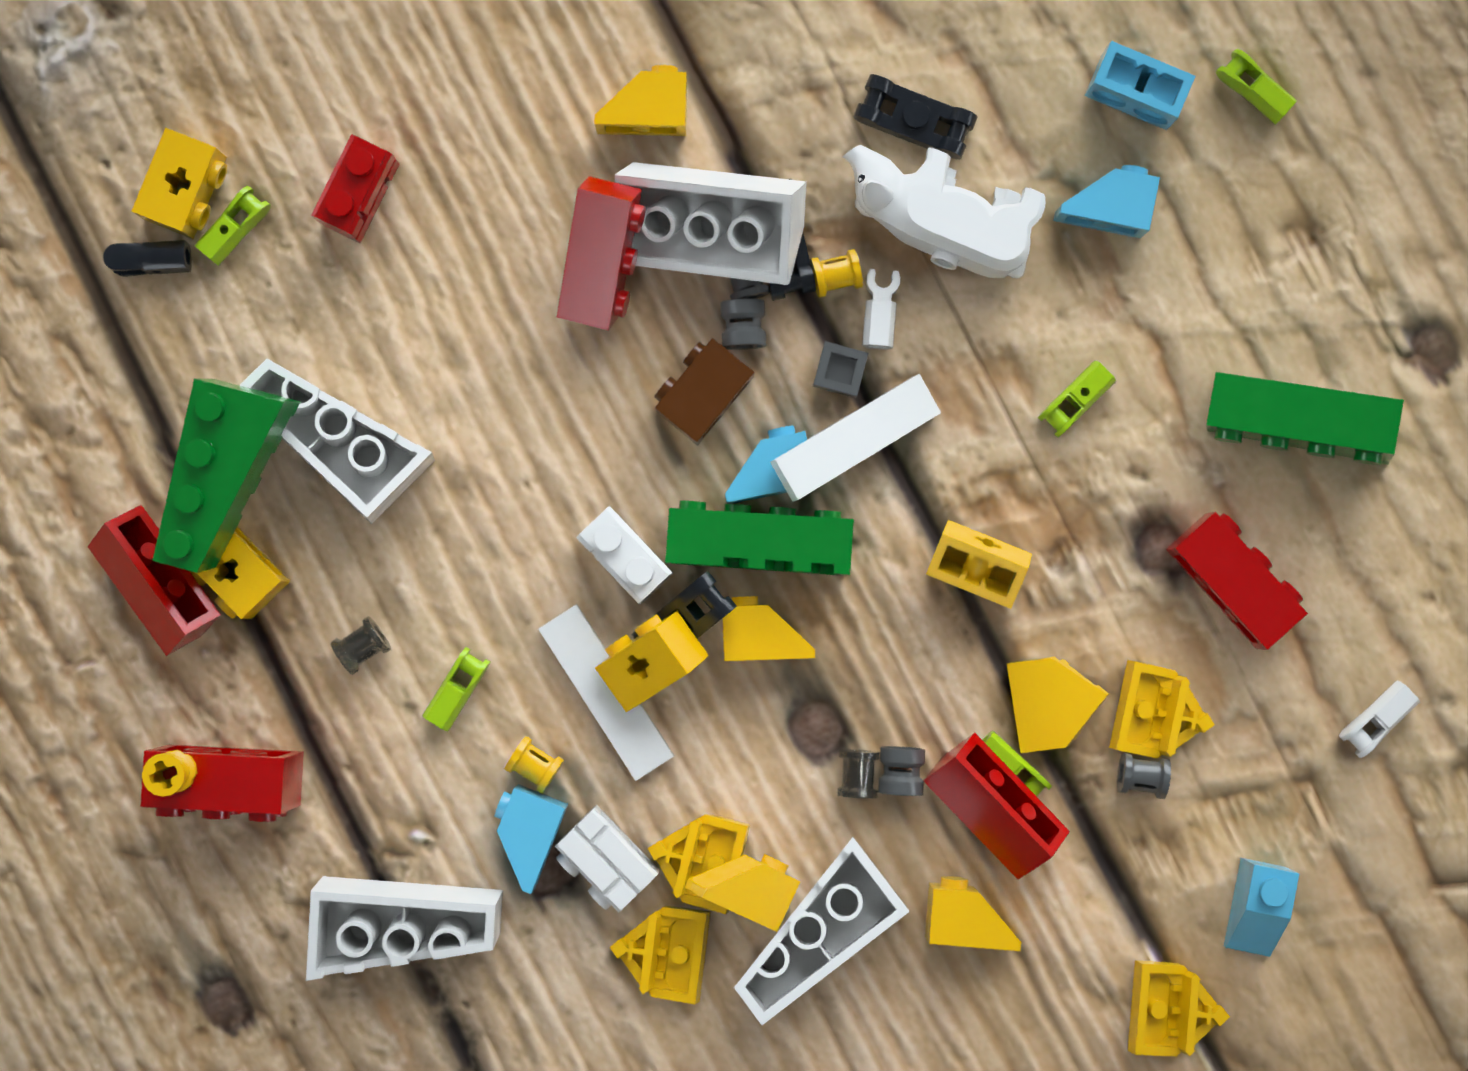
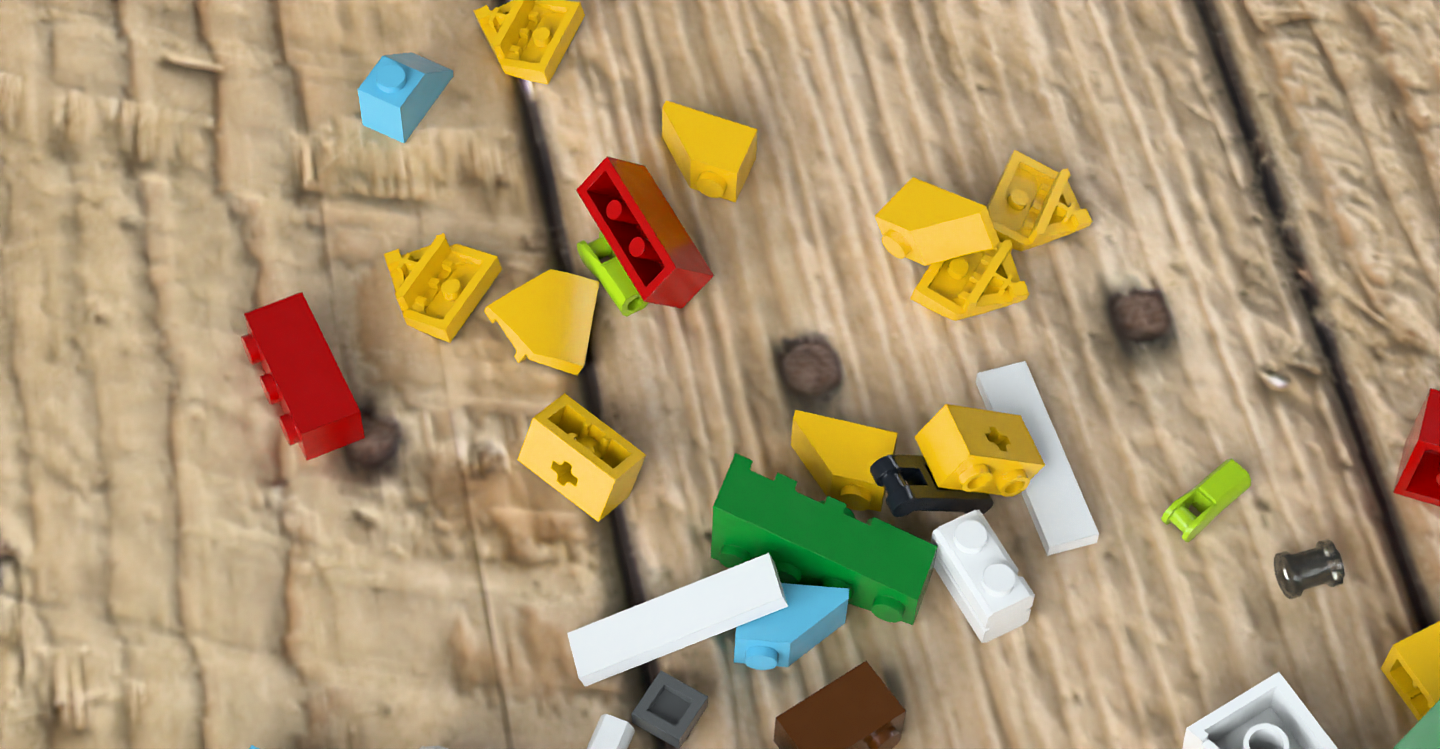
camera: 165 degrees left, 30 degrees down
(392, 923) = (1315, 290): white wedge -> none
(528, 831) = (1153, 342): medium azure slope -> none
(534, 764) = (1134, 403): yellow bush -> none
(606, 860) = (1076, 296): white brick -> none
(828, 927) = (850, 174): white wedge -> none
(858, 773) = (780, 305): clear smoke bush -> none
(897, 780) = (732, 297): dark grey wheel -> none
(1081, 394) = (398, 611): lime bar -> none
(1144, 775) = (477, 227): dark grey bush -> none
(1304, 418) = (158, 502): green wedge -> none
(1384, 714) = (214, 215): white bar -> none

